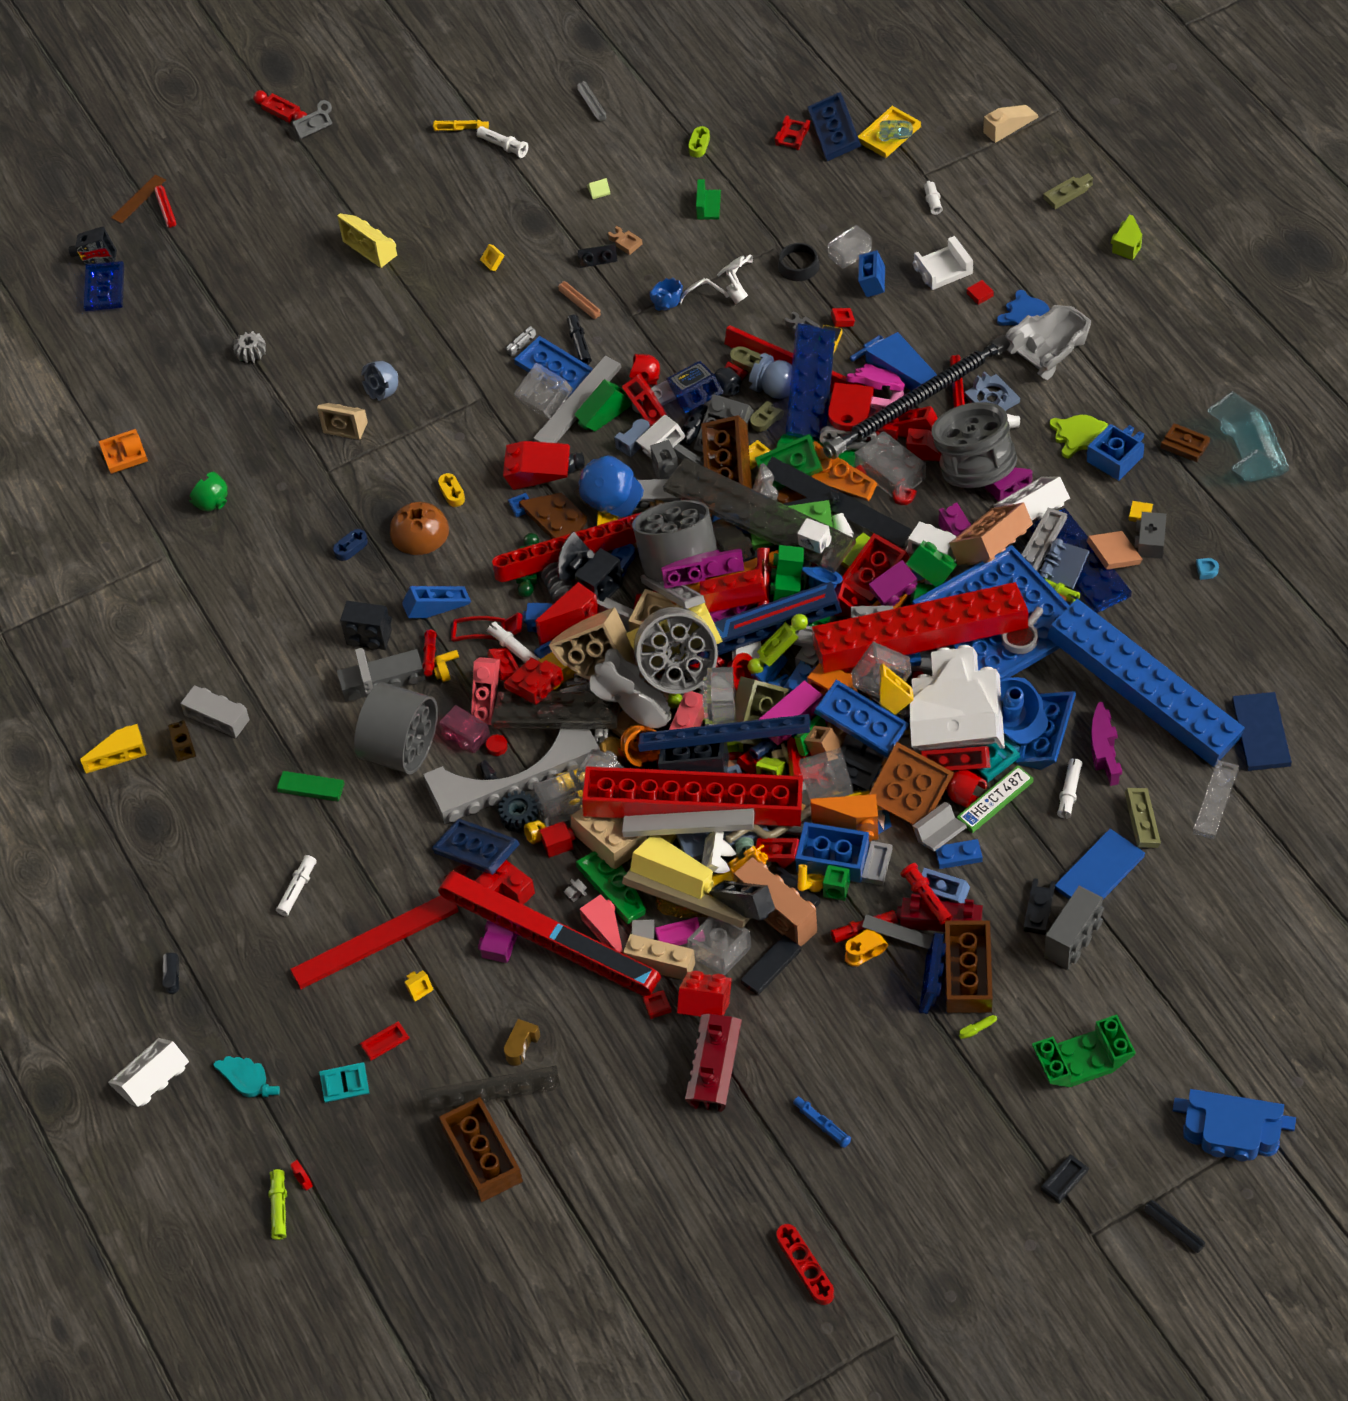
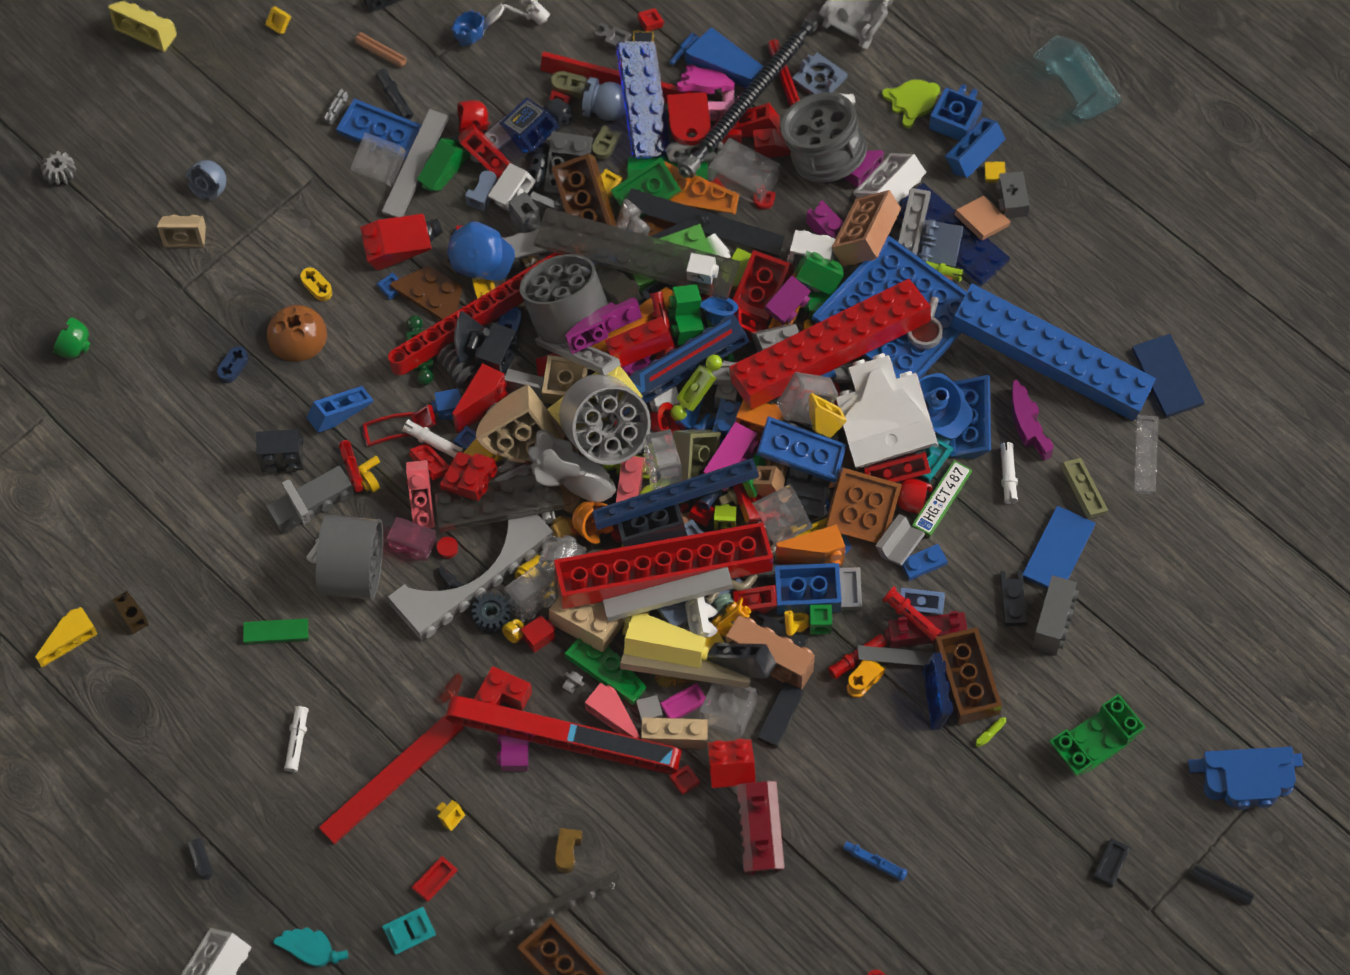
camera: 20 degrees left, 10 degrees up
(215, 711) = (154, 573): light grey brick -> none
(475, 846) = (463, 660): dark blue tile -> none
(1125, 484) = (975, 147): none -> blue brick
(1185, 442) = (1017, 90): reddish brown plate -> none
(1207, 568) = (1072, 218): dark azure tile -> none

